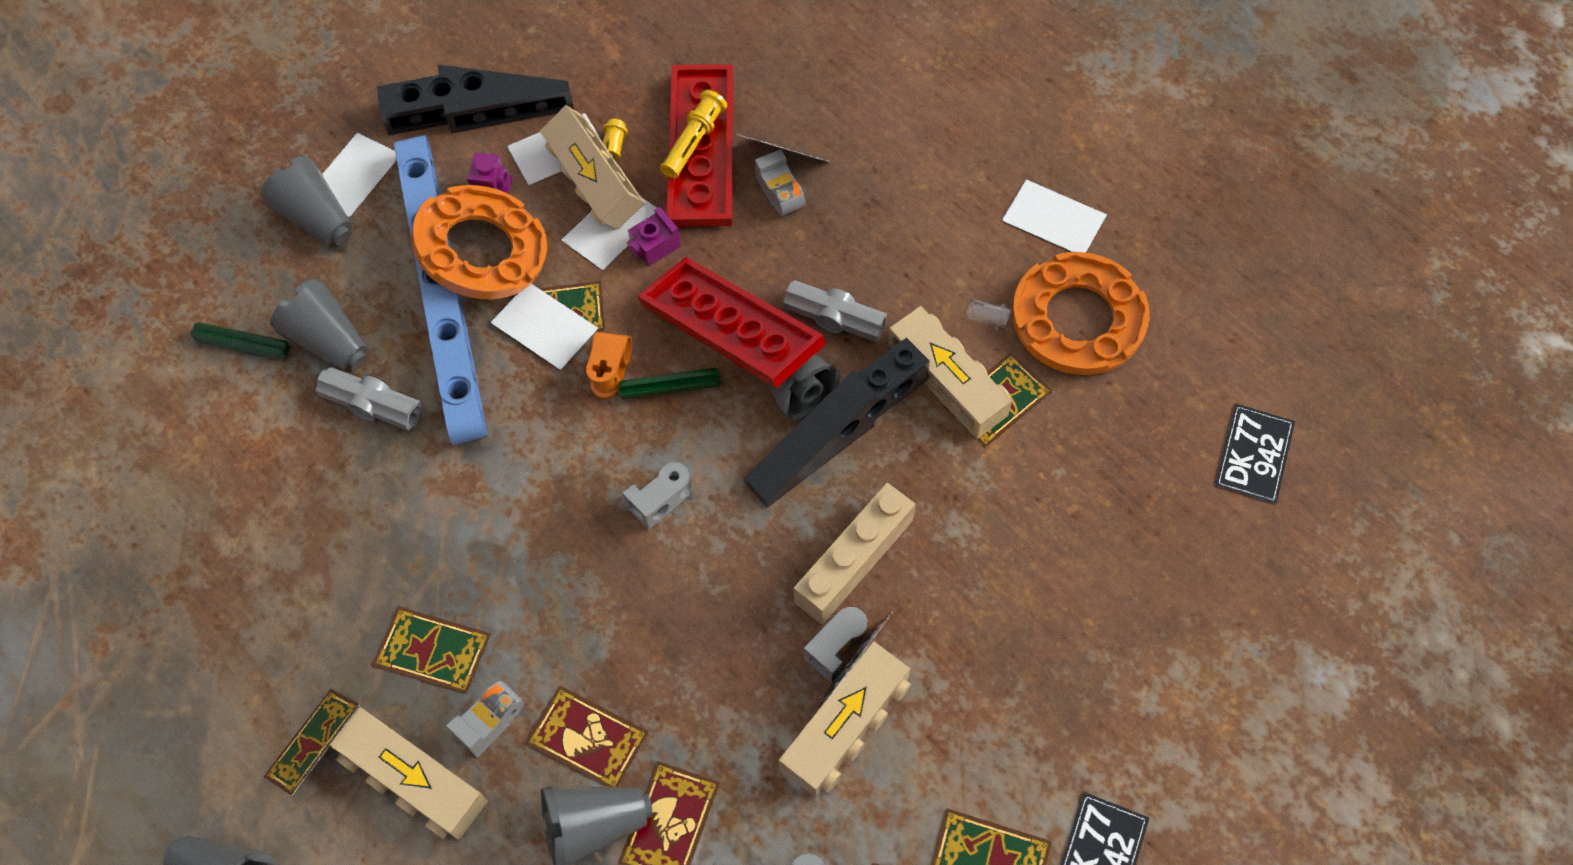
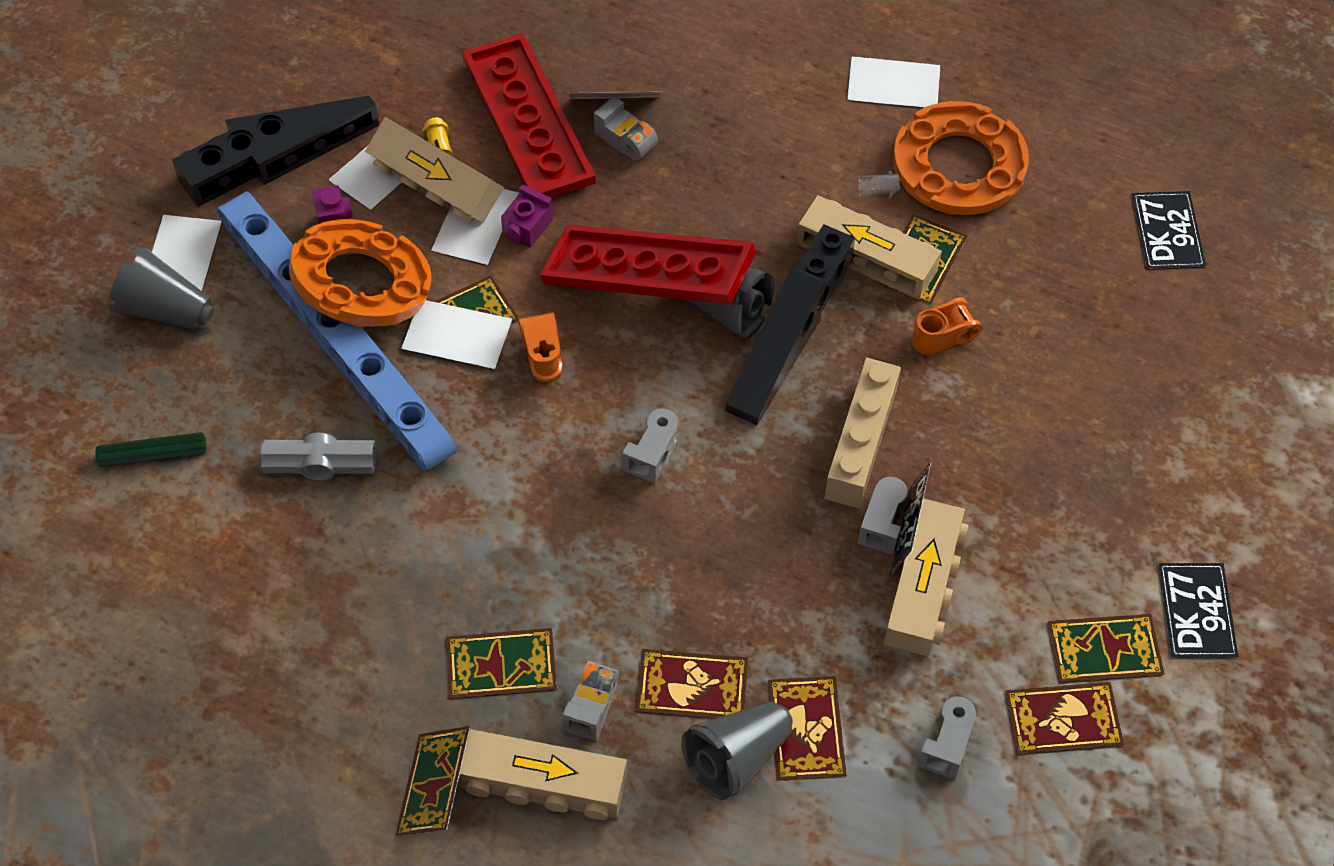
camera: 25 degrees left, 5 degrees down
(319, 326) = (237, 405): dark grey cone -> none
(669, 383) = (609, 345): dark green axle -> none
(699, 123) = (522, 97): yellow pin -> none
(835, 311) = (738, 224): light grey piece -> none
(991, 474) = (944, 327): none -> orange piece

